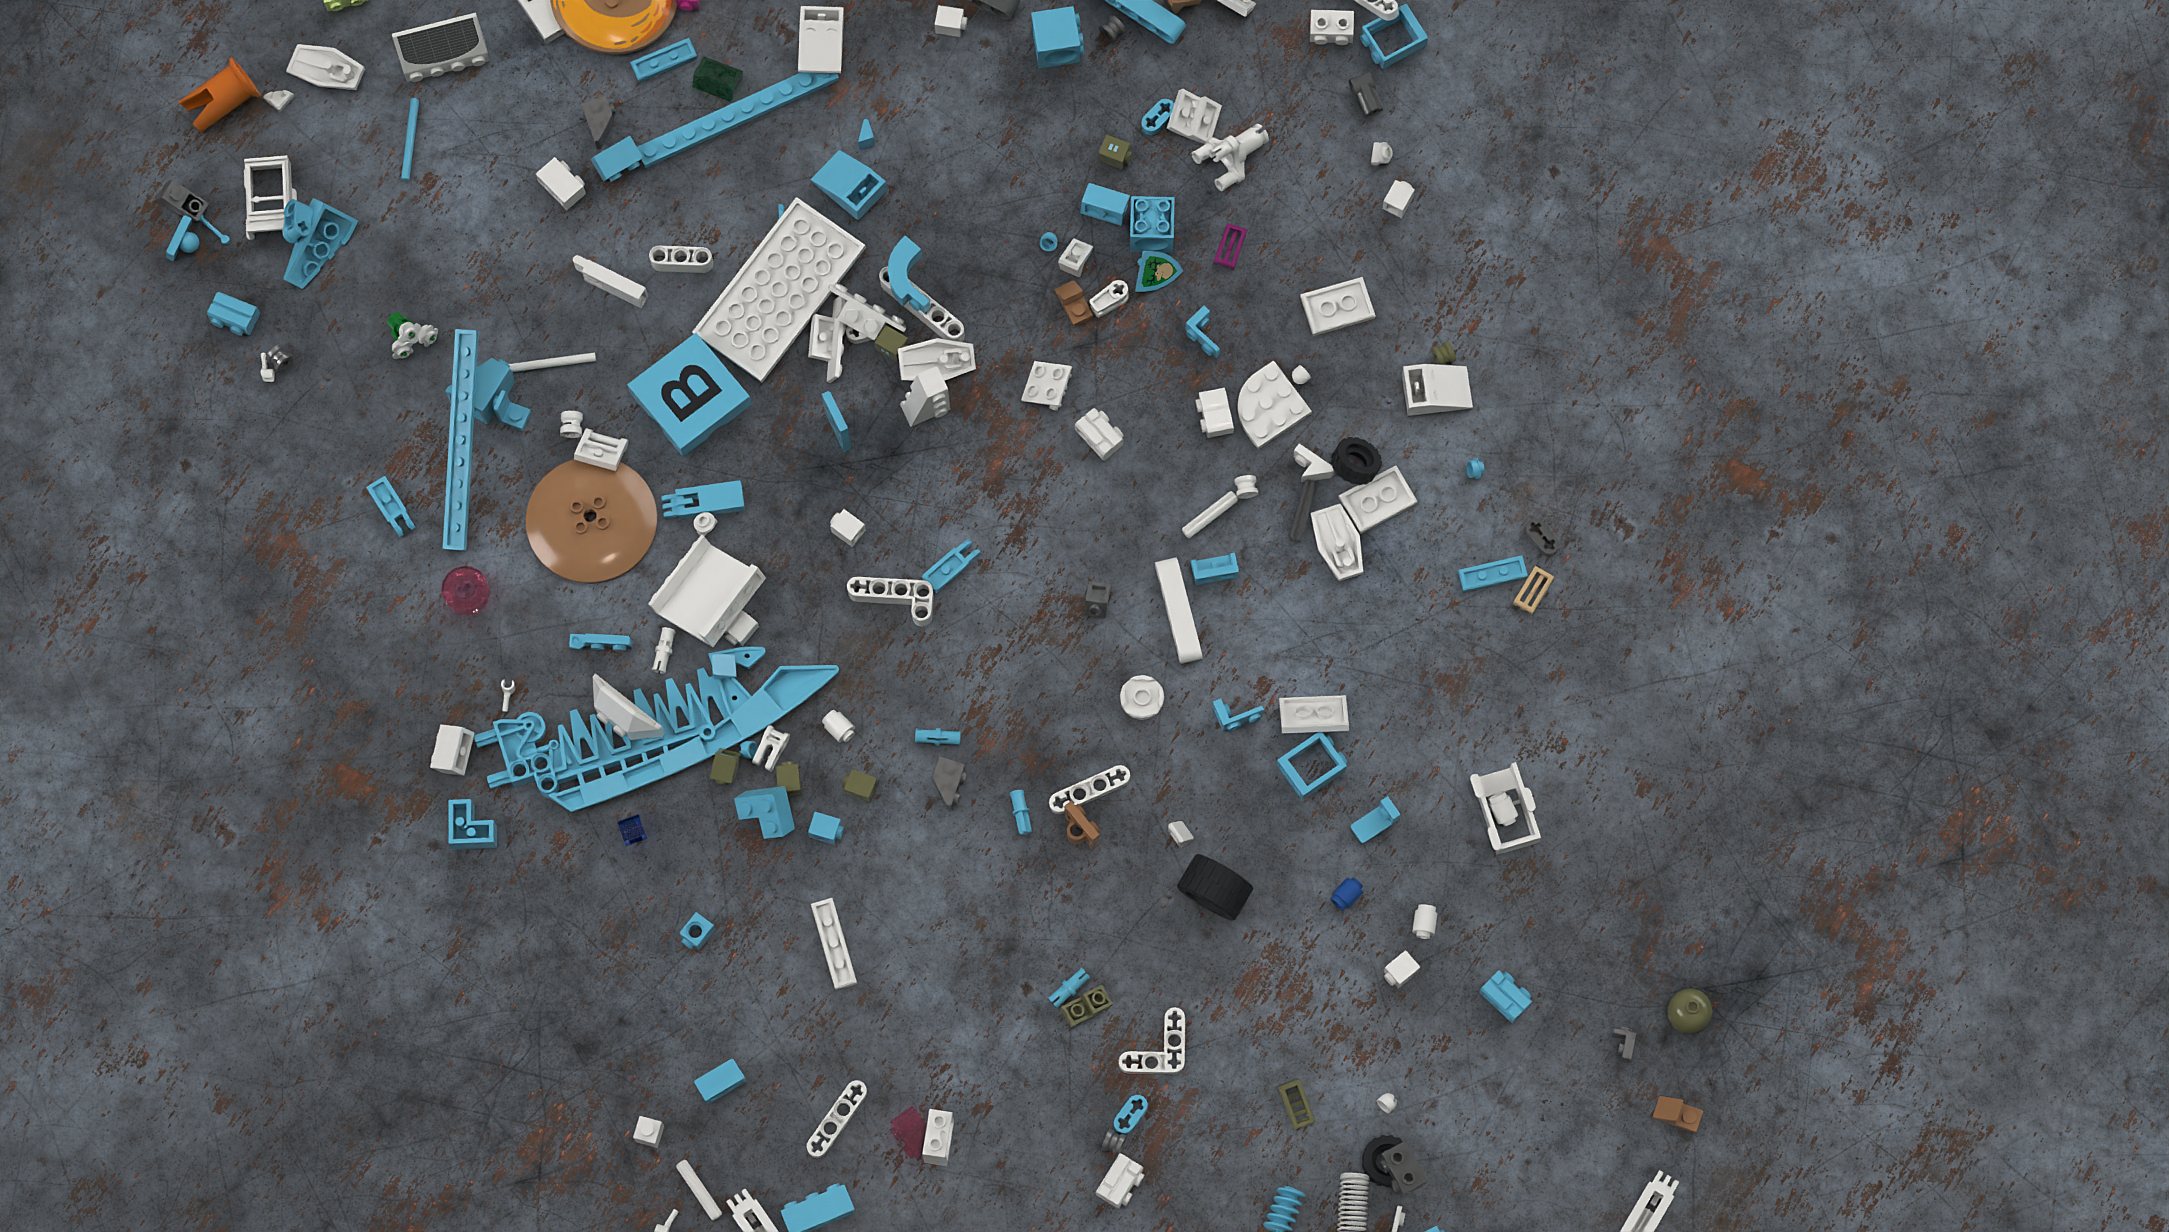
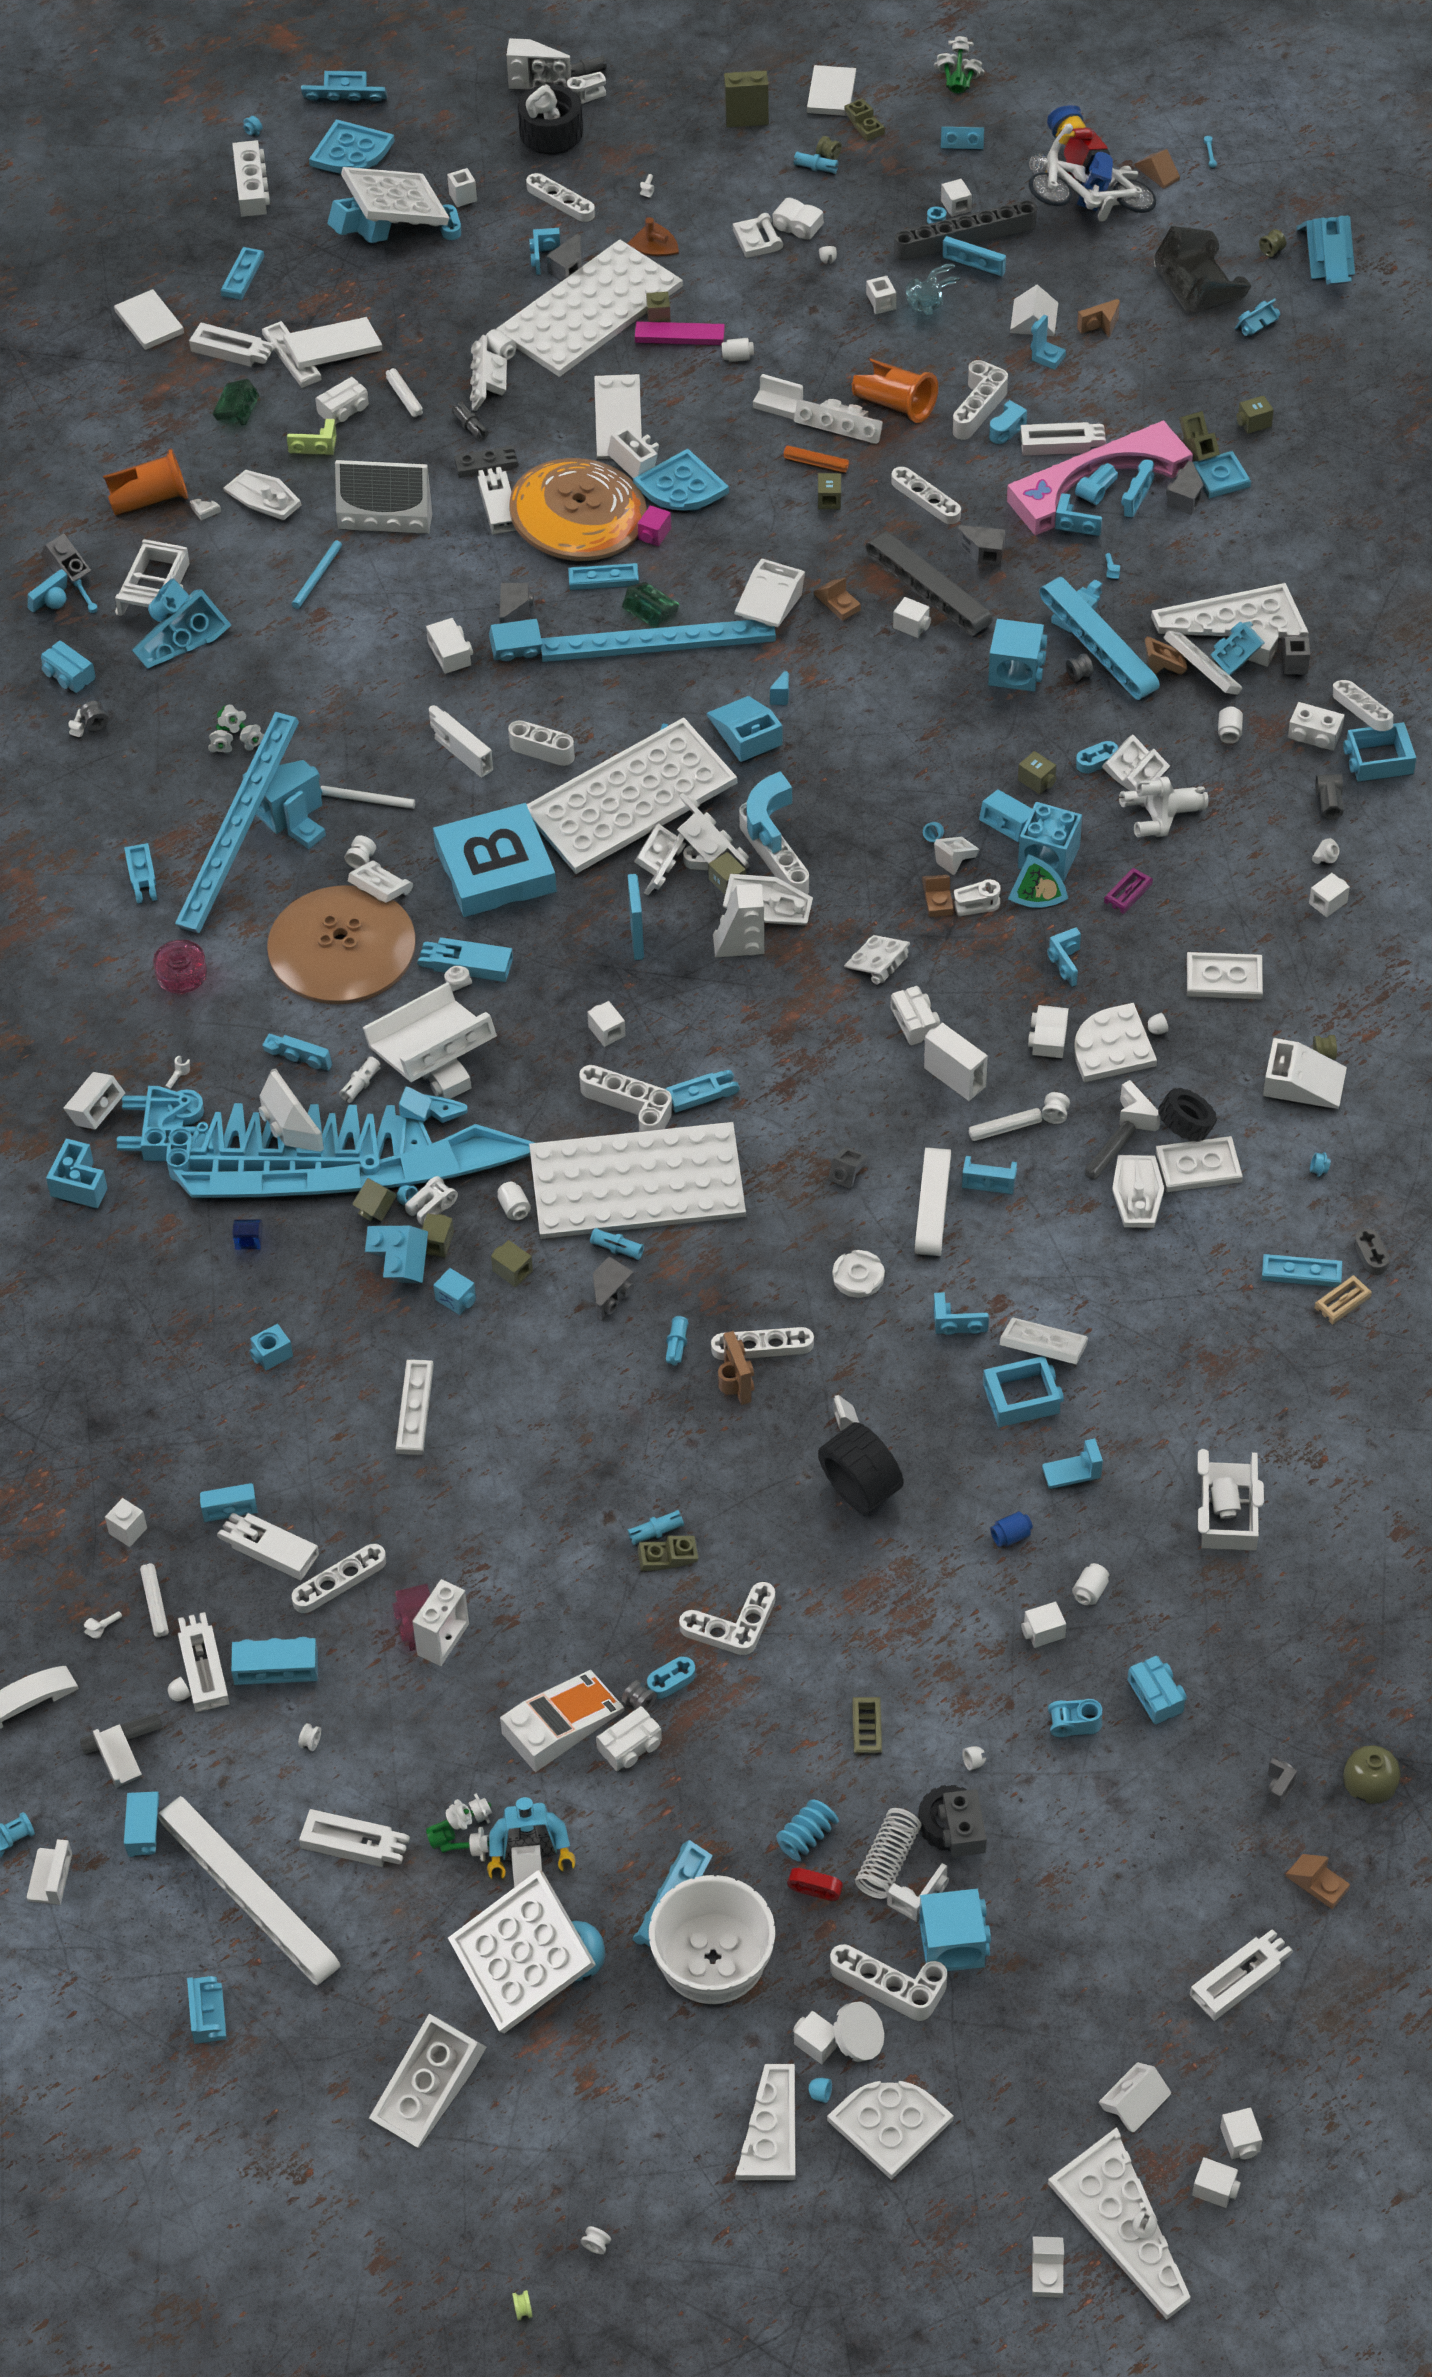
camera: 20 degrees right, 20 degrees down
(776, 1110) = (275, 1548): none -> white hinge
(877, 19) = (838, 599): none -> medium nougat slope
(931, 671) = (637, 1180): none -> white plate
(1060, 1180) = (559, 1718): none -> white slope
(1150, 472) = (955, 1061): none -> white brick
(1259, 47) = (1230, 724): none -> white brick
(1450, 1042) = (1073, 1717): none -> medium azure piece

